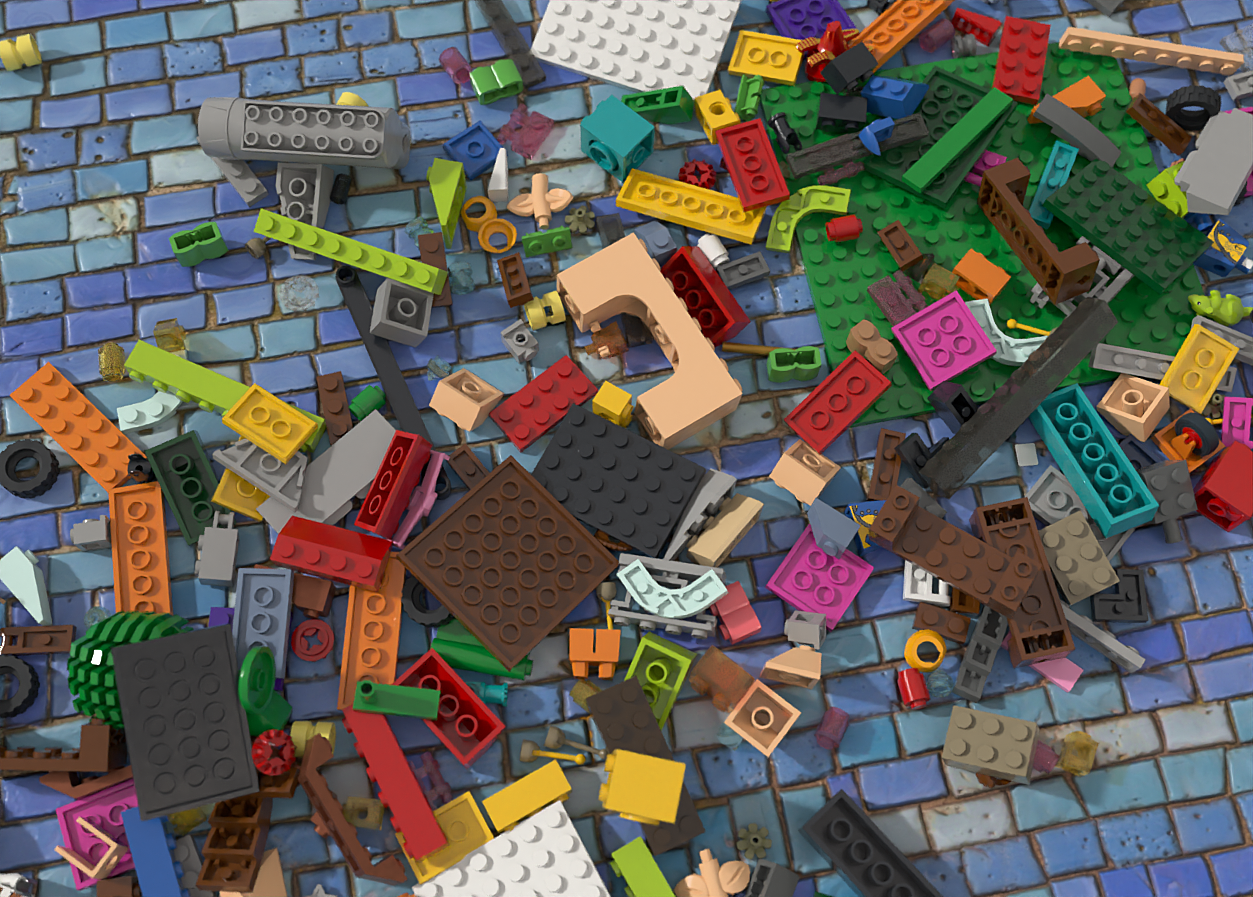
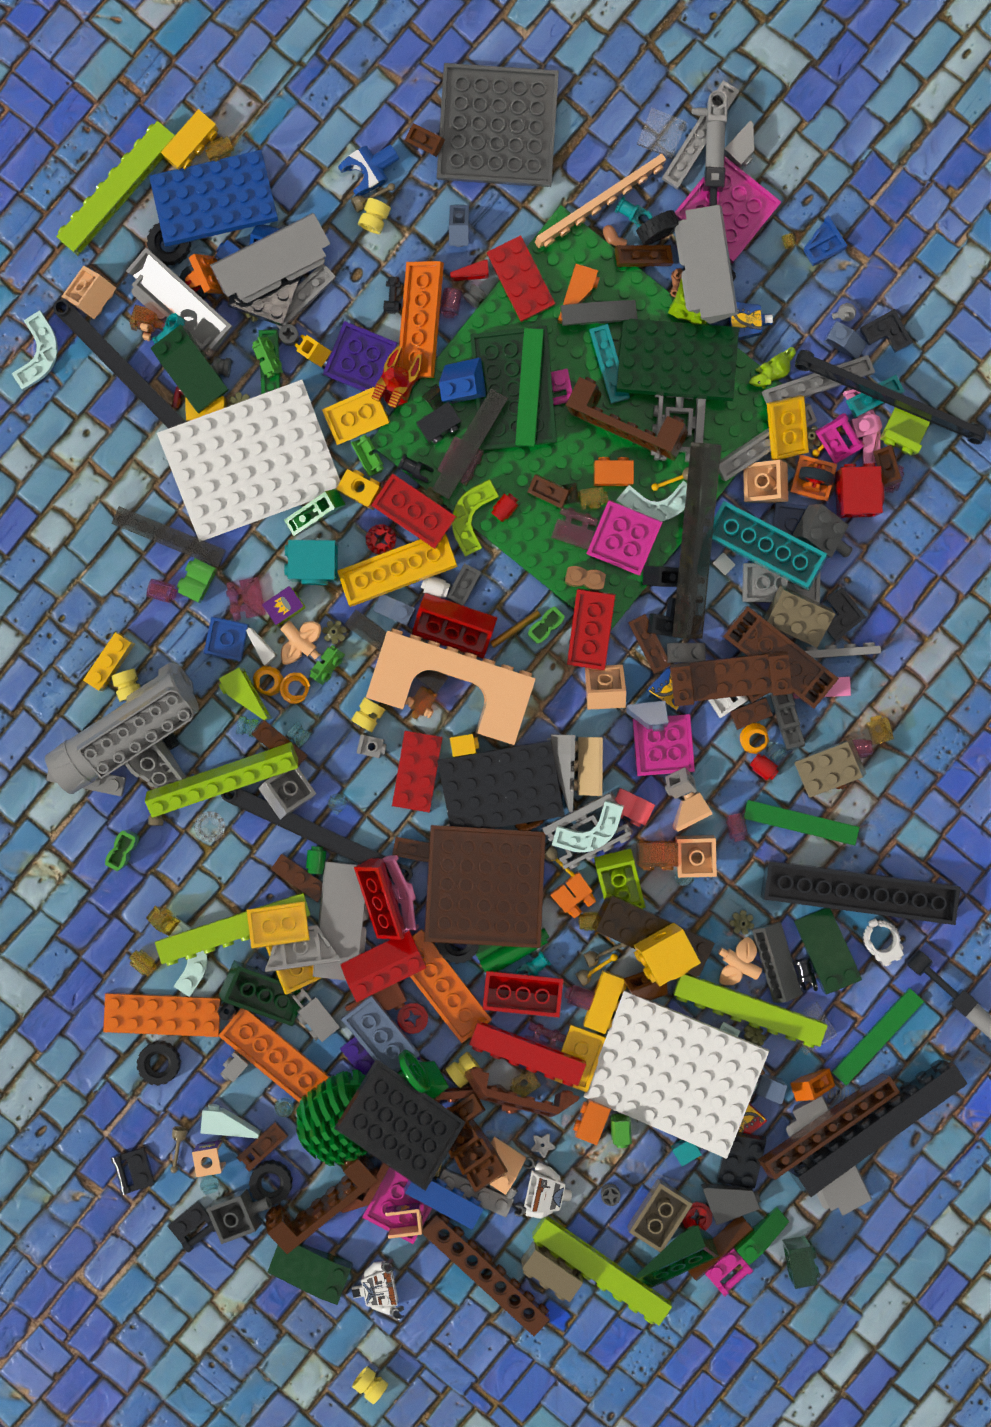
camera: 35 degrees left, 20 degrees up
(262, 750) = (450, 1102): red gear -> none
(364, 80) = (109, 661): none -> yellow brick
(396, 700) = (494, 1016): green piece -> none
(465, 399) = (371, 808): light nougat slope -> none
(505, 767) = (579, 997): none -> clear pink brick
(515, 280) = (334, 711): reddish brown plate -> none
(554, 157) = (283, 606): none -> dark purple piece
(589, 817) = (643, 987): none -> reddish brown slope
(849, 68) = (422, 392): black brick -> none
(876, 132) = (477, 428): blue plate -> none
(910, 786) = (801, 822): none -> green tile
(1171, 79) = (631, 211): none -> teal connector

